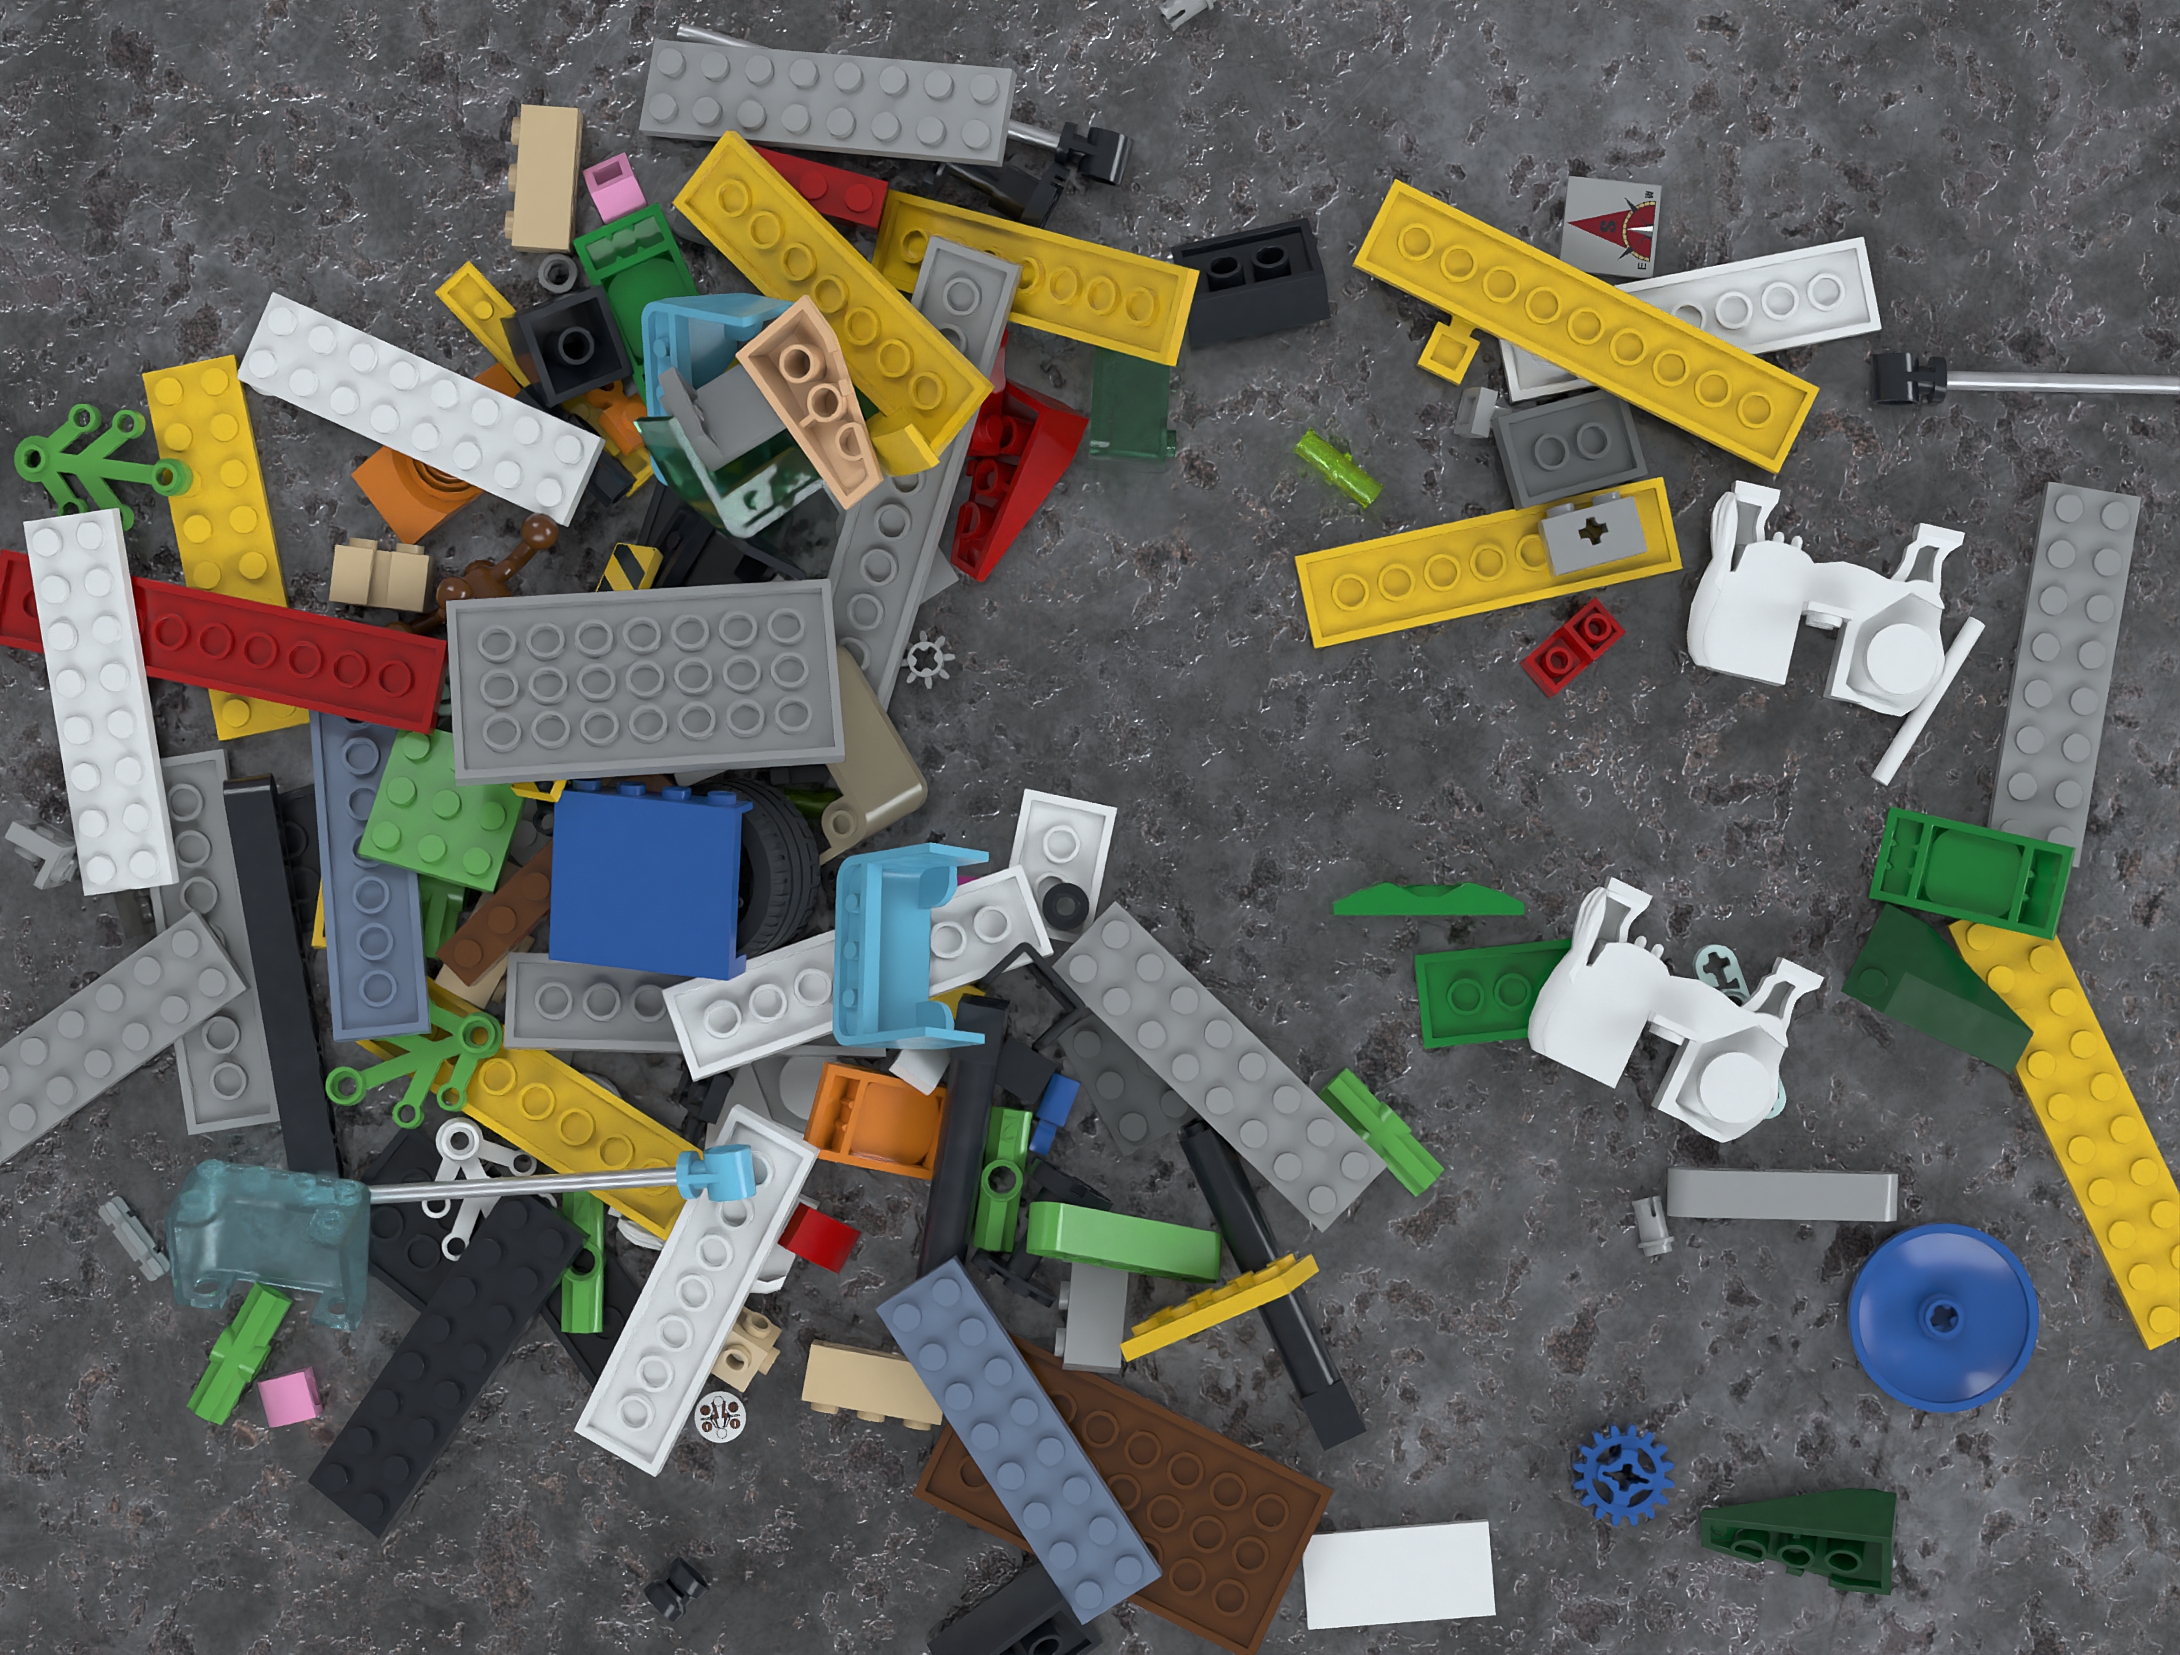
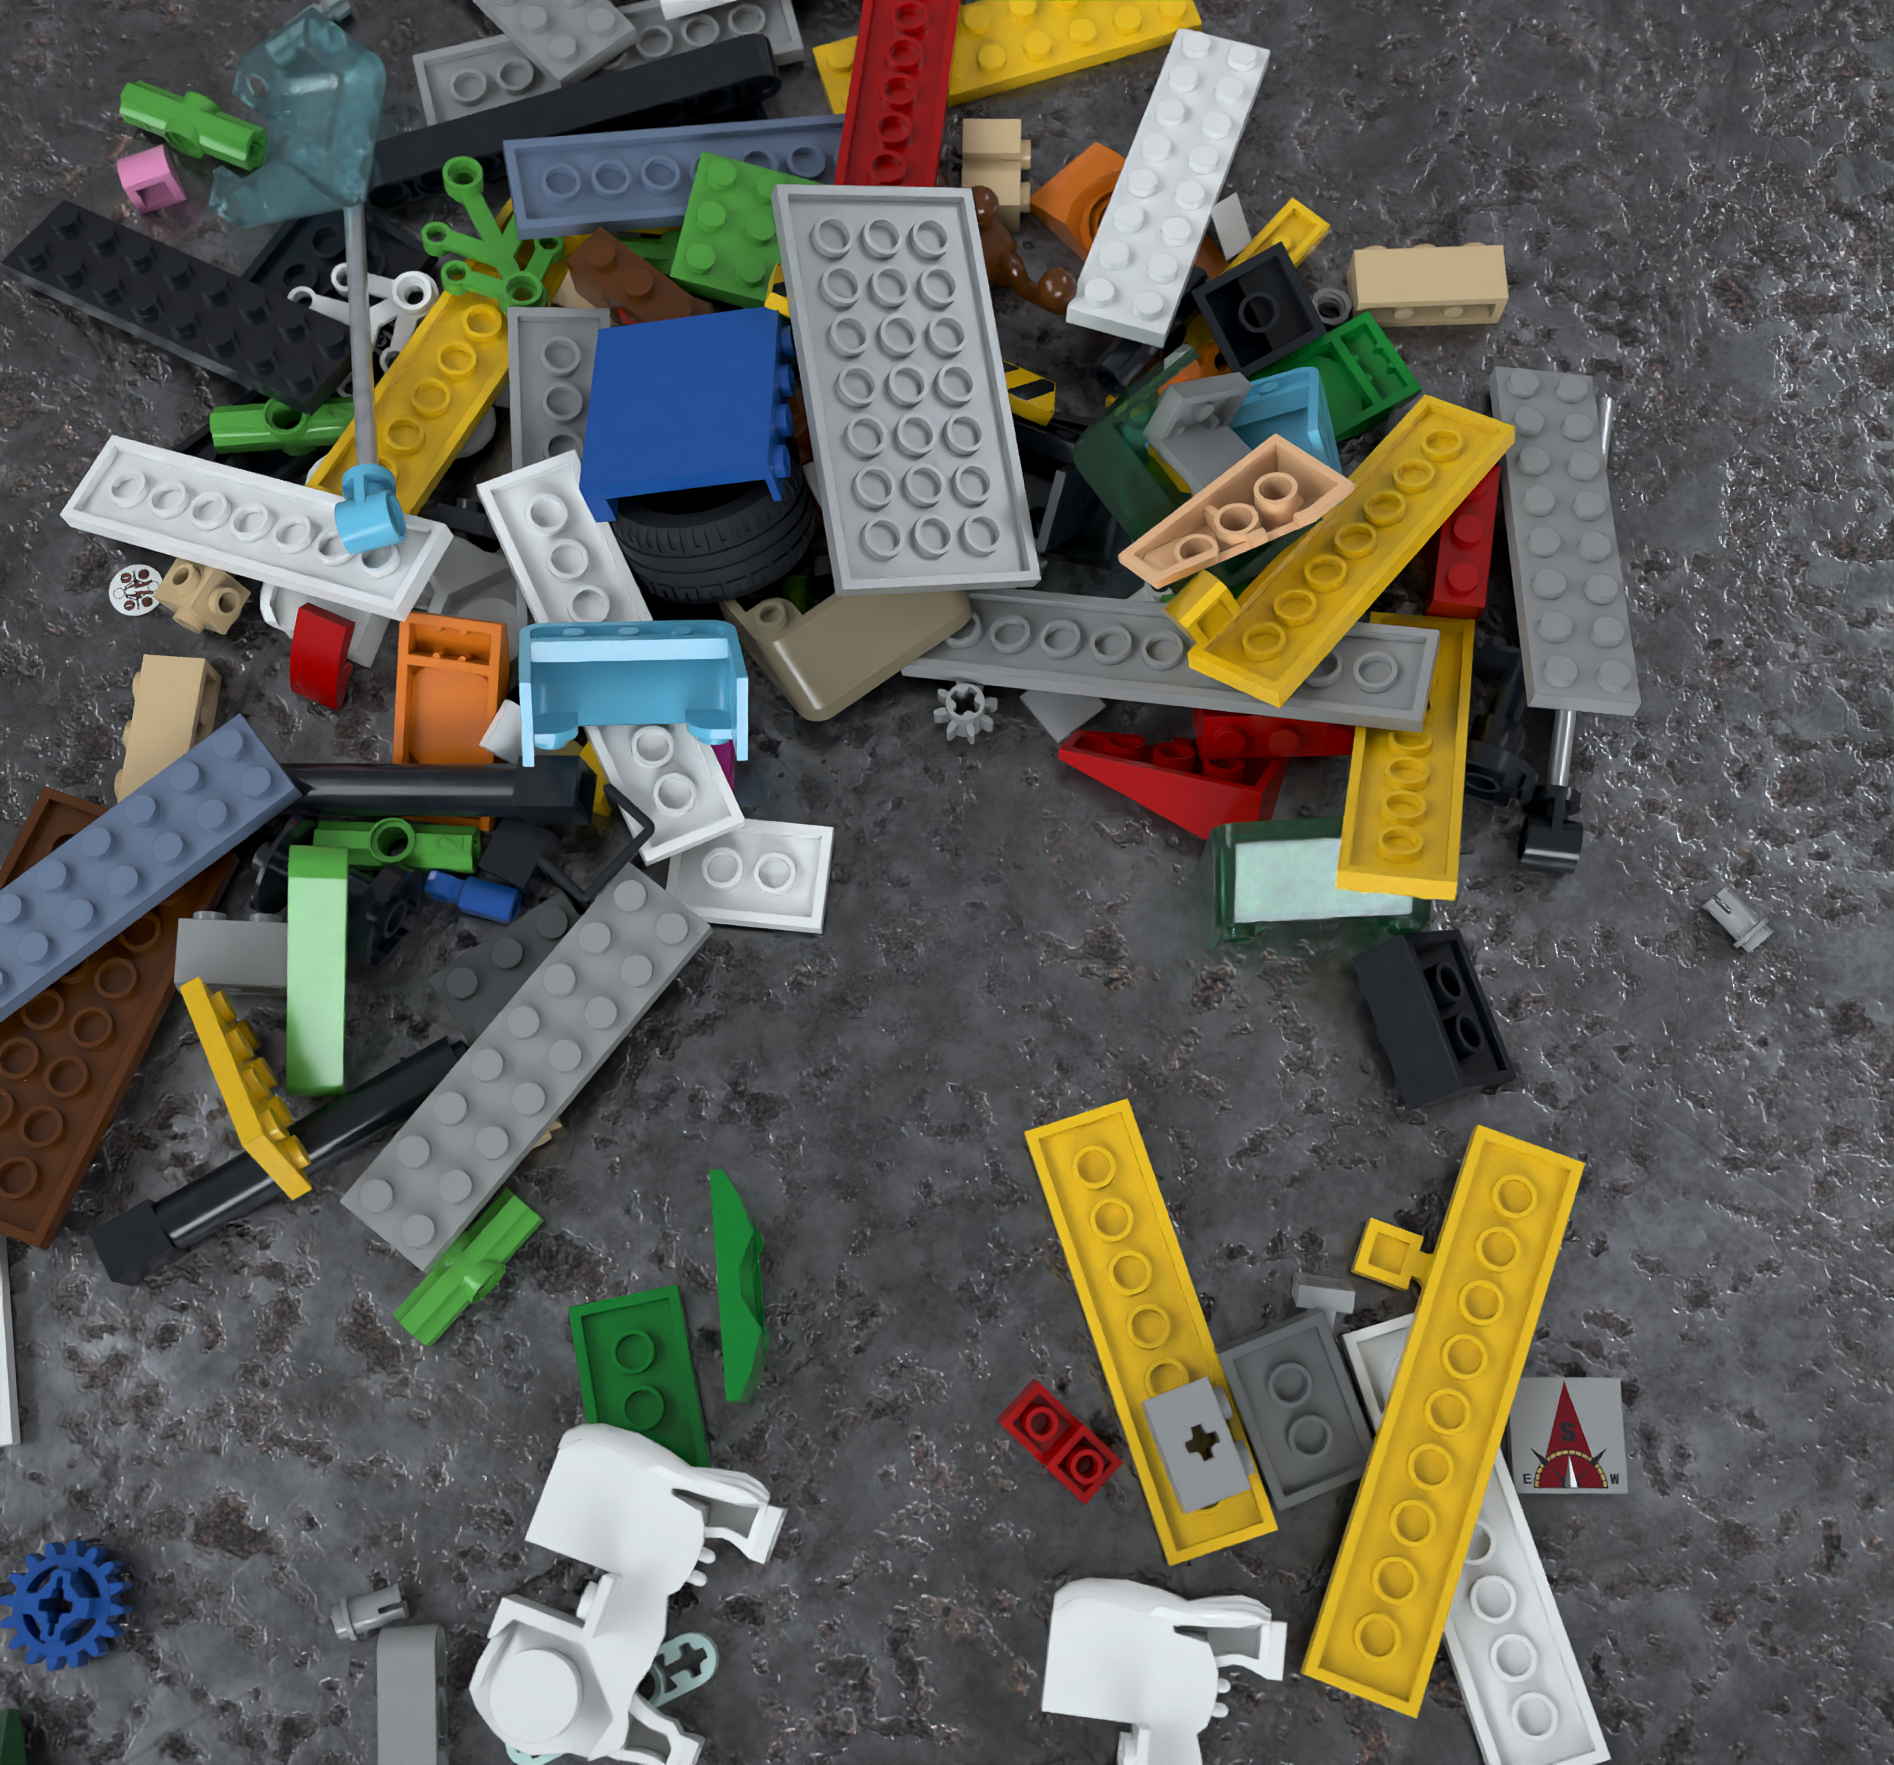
camera: 90 degrees right, 15 degrees down
(465, 356) = (1231, 226): none -> white sticker
(615, 188) = (1429, 351): bright pink brick -> none
(1081, 906) = (707, 894): black plate -> none
(1337, 468) = (1235, 1139): clear neon green pin -> none

